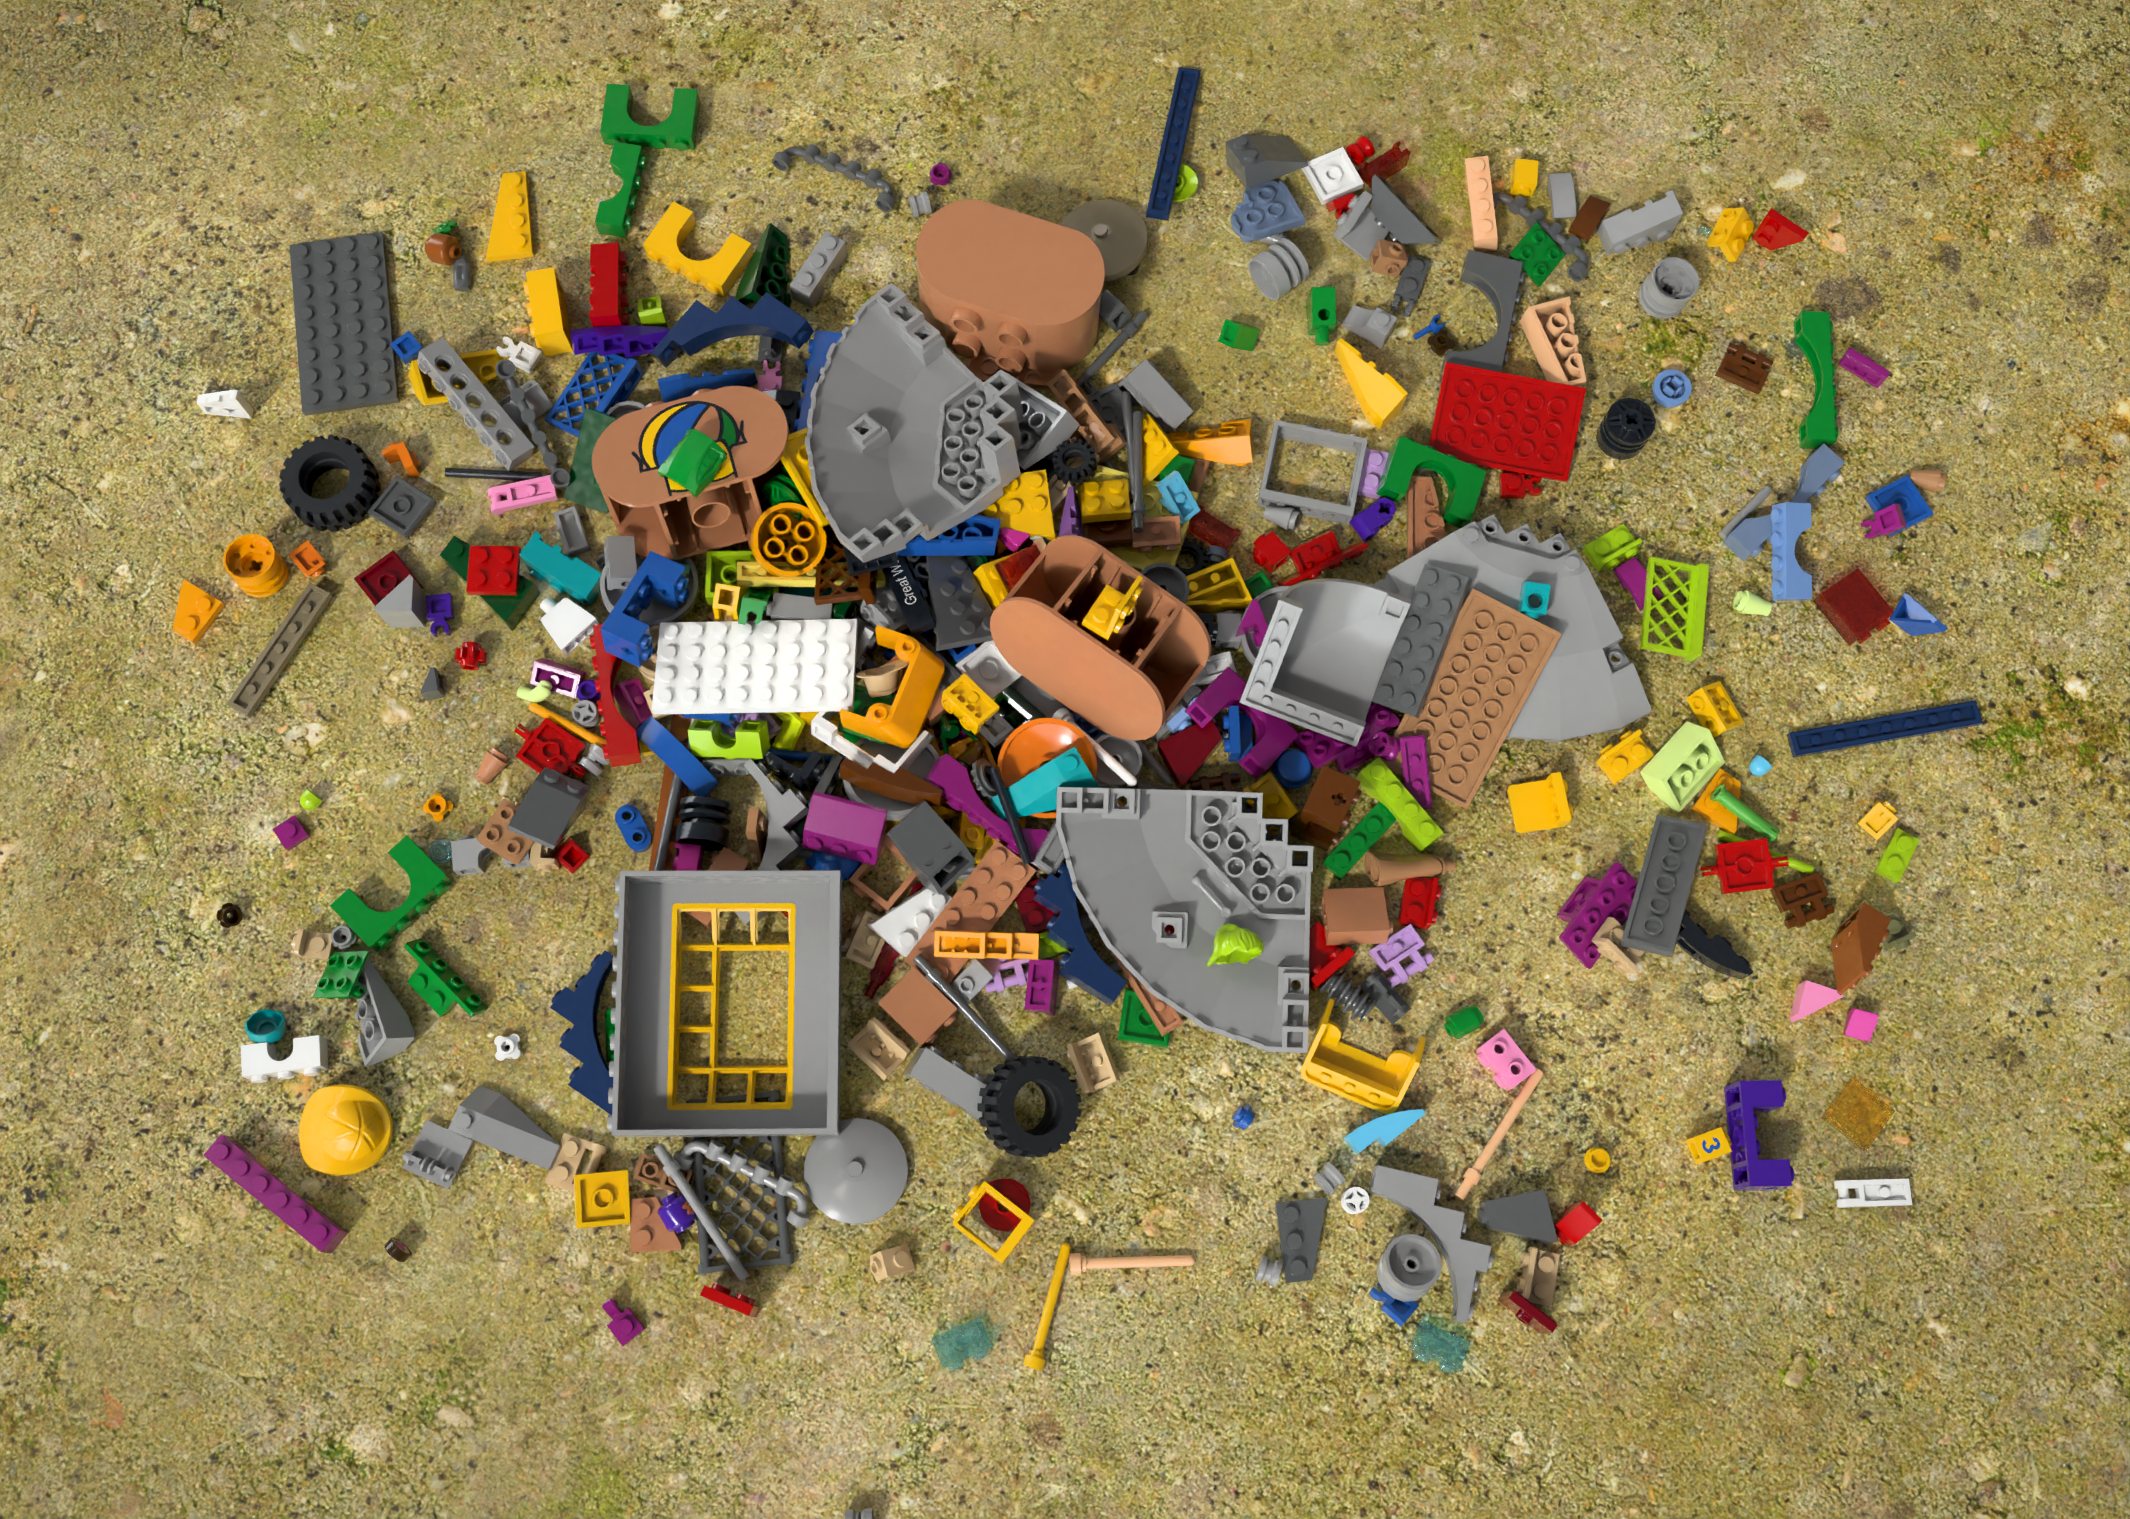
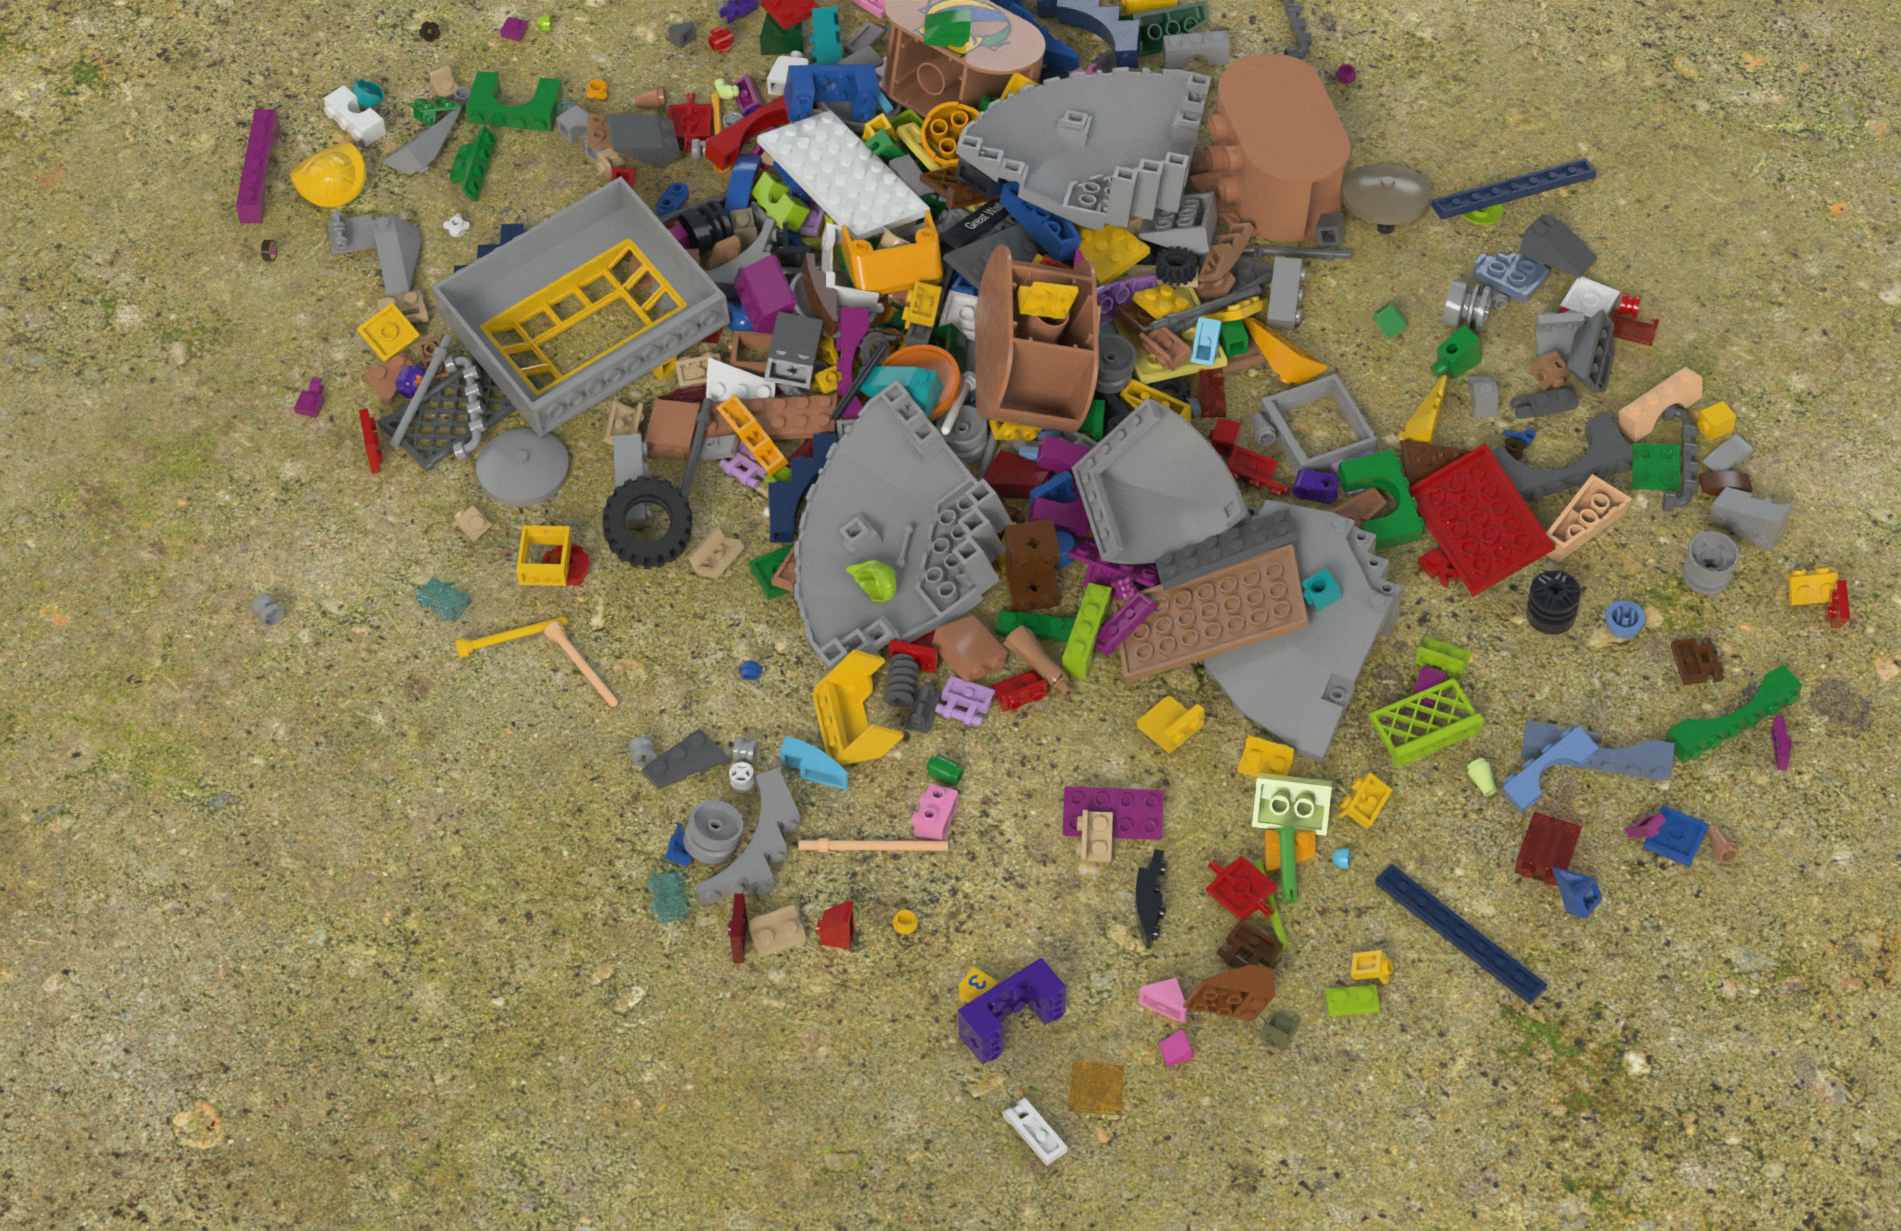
camera: 60 degrees right, 20 degrees down
(728, 789) = (744, 227): none -> dark tan slope
(1042, 986) = (748, 492): magenta hinge -> none
(1418, 411) = (1425, 459): none -> reddish brown wing
(1520, 1216) = (815, 888): dark grey slope -> none
(1664, 886) = (1171, 833): dark grey plate -> none

